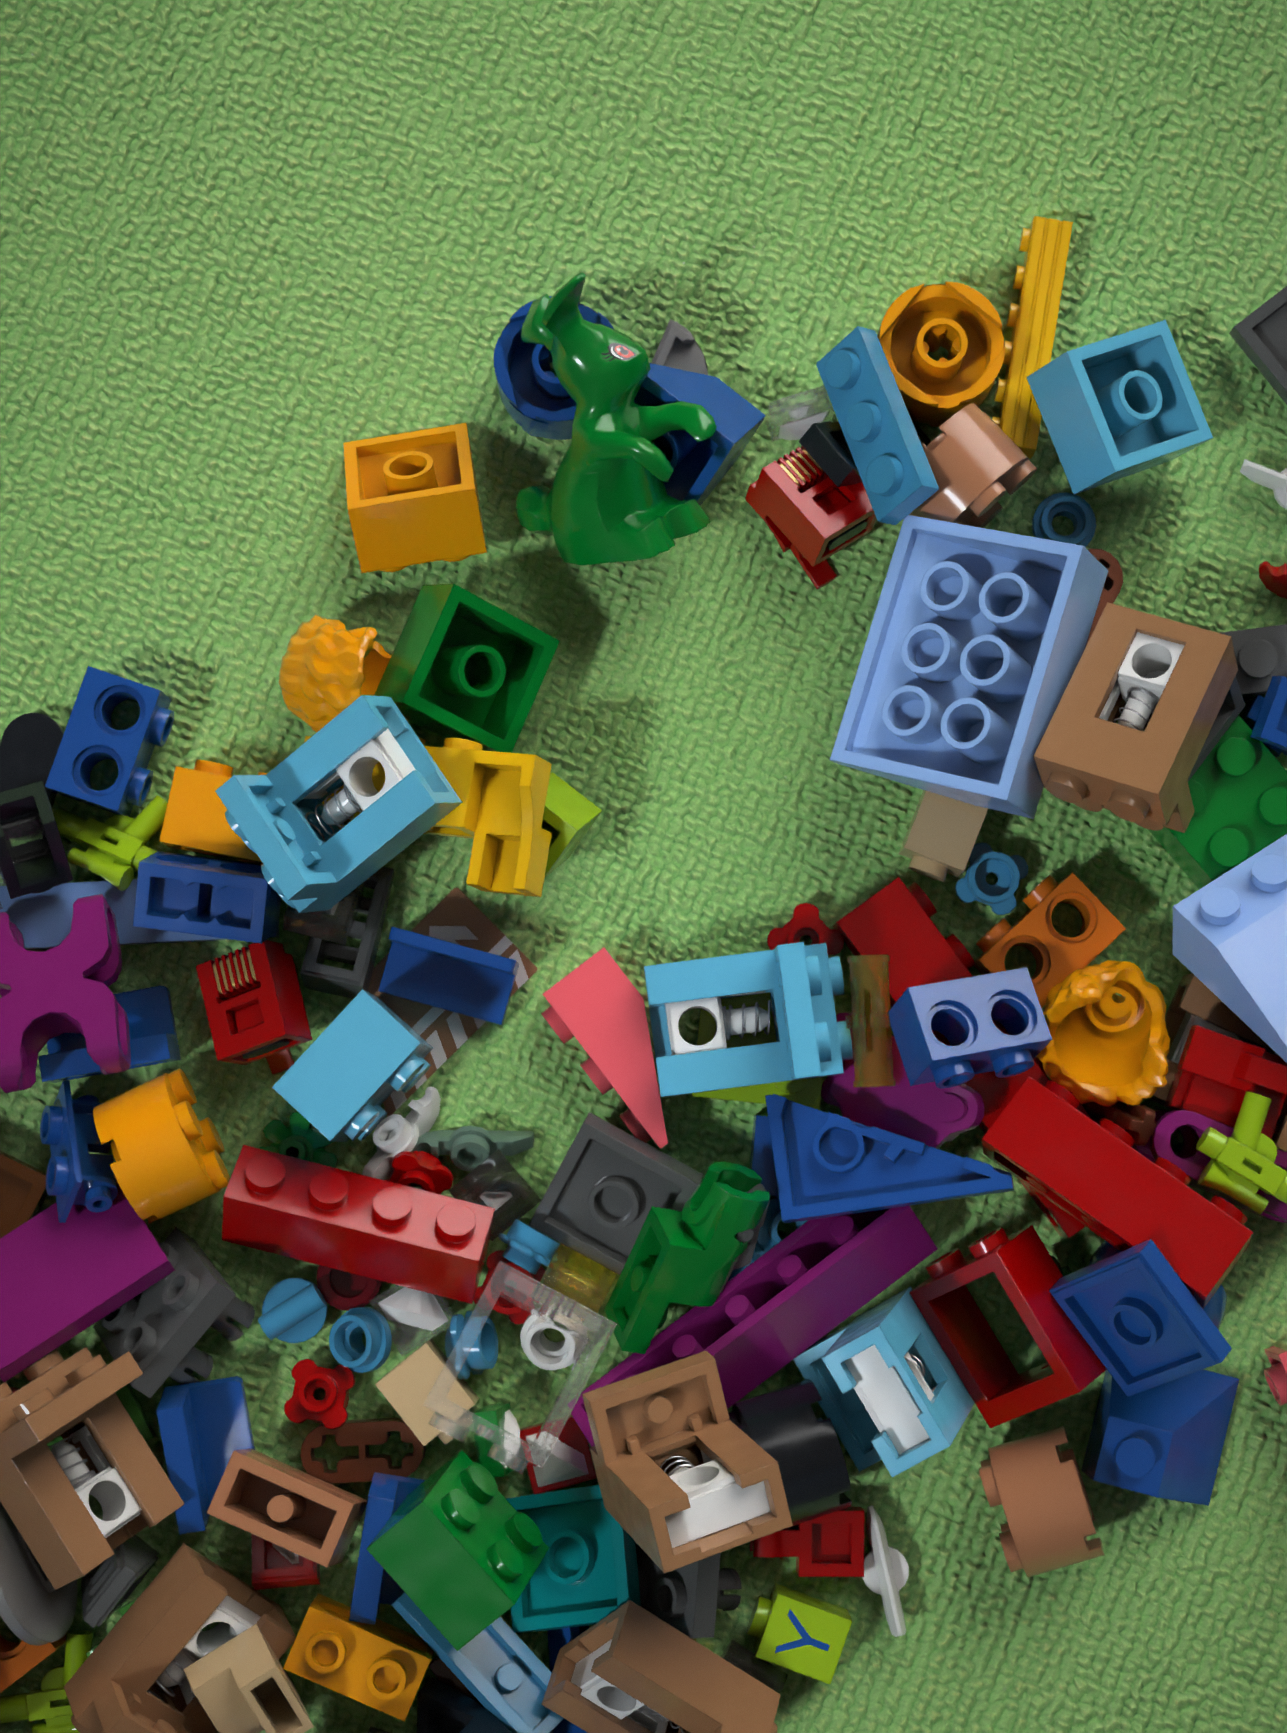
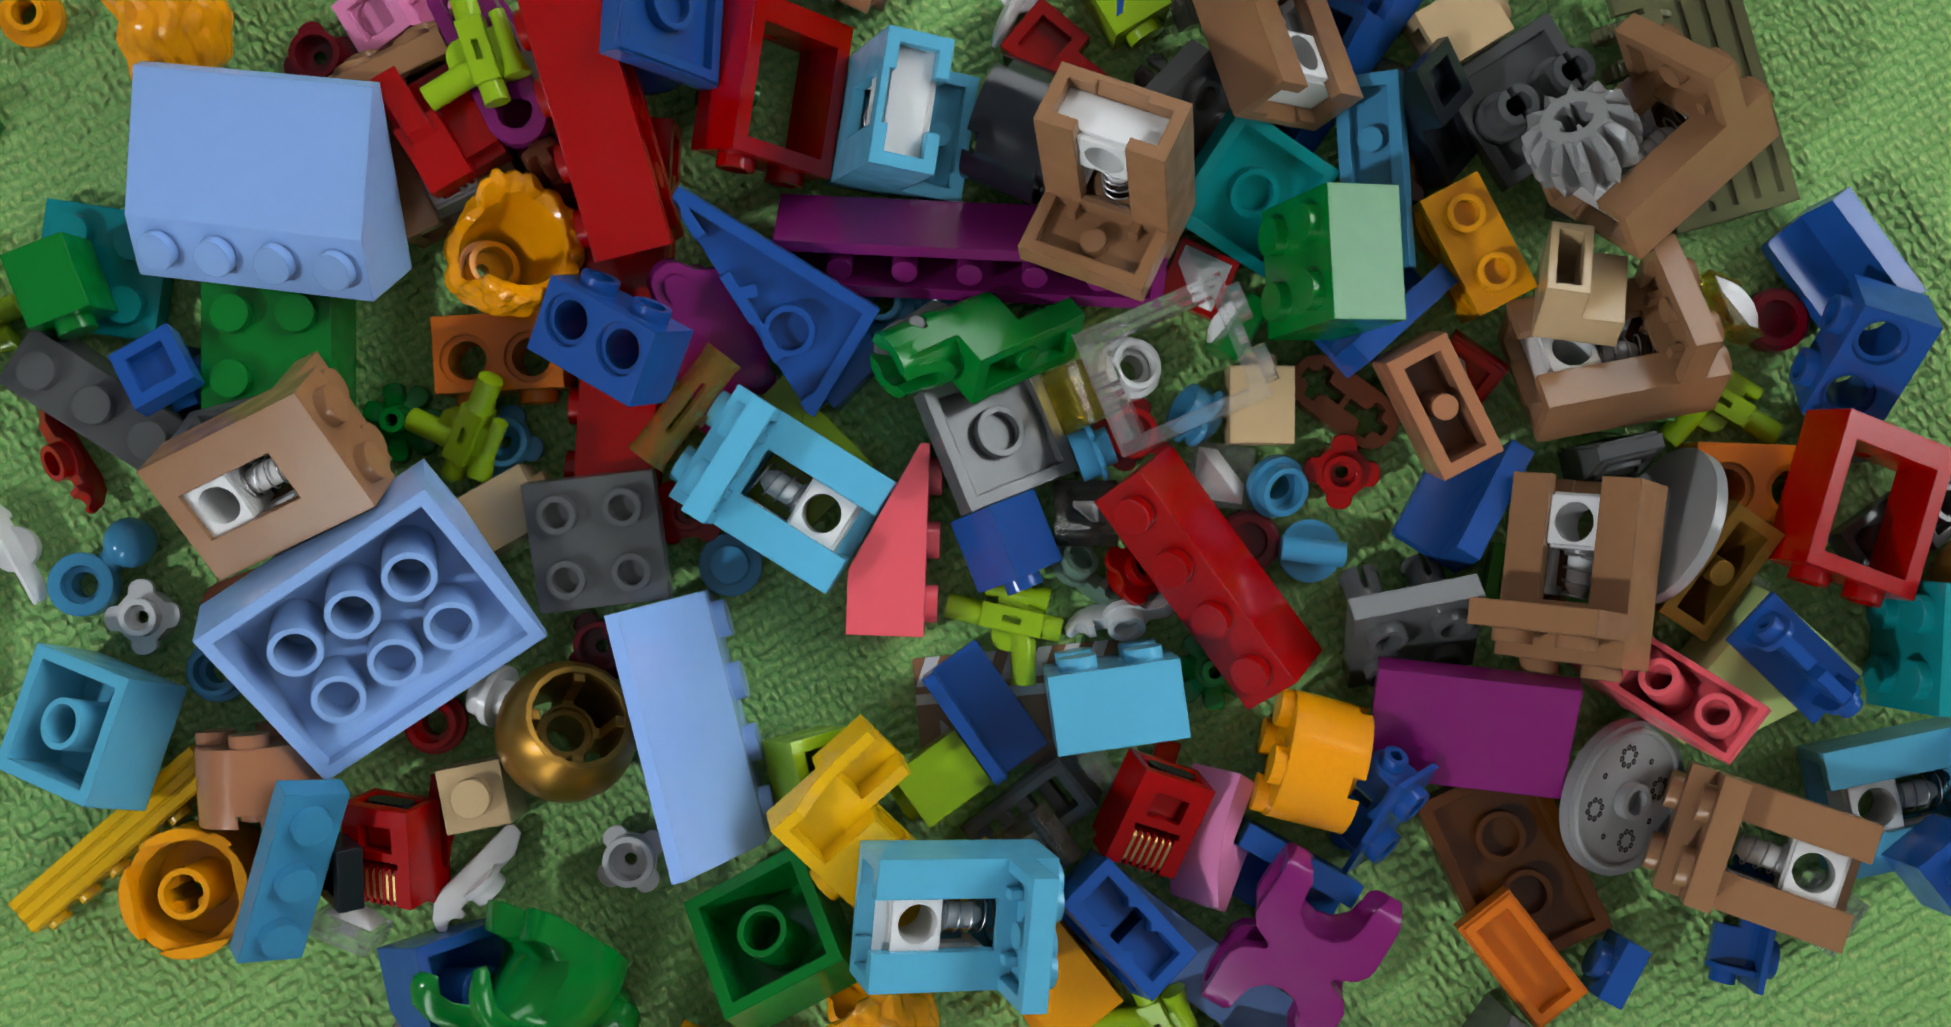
camera: 140 degrees left, 5 degrees up
(177, 1006) = (1213, 860): none -> bright pink slope
(323, 1003) = (1098, 768): none -> clear tile
(438, 896) = (940, 778): none -> lime brick
(480, 1063) = (1014, 624): none -> lime piece
(536, 1120) = (1007, 543): none -> blue brick
(630, 620) = (618, 871): none -> white plate
(659, 781) = (692, 730): none -> light blue slope
(732, 528) = (478, 879): none -> white piece
(738, 925) = (730, 566): none -> dark azure plate
(756, 724) = (586, 710): none -> pearl gold wheel
(784, 597) = (479, 795): none -> tan brick
(790, 765) = (589, 632): none -> dark red plate
(833, 676) = (487, 694): none -> white plate
(850, 604) = (431, 742): none -> red plate
(853, 863) = (597, 540): none -> dark grey plate
(1025, 862) = (465, 431): none -> lime piece
(1077, 839) = (392, 415): none -> green plant
(1142, 530) = (162, 613): none -> white plate
(1214, 562) = (125, 544): none -> dark azure plate

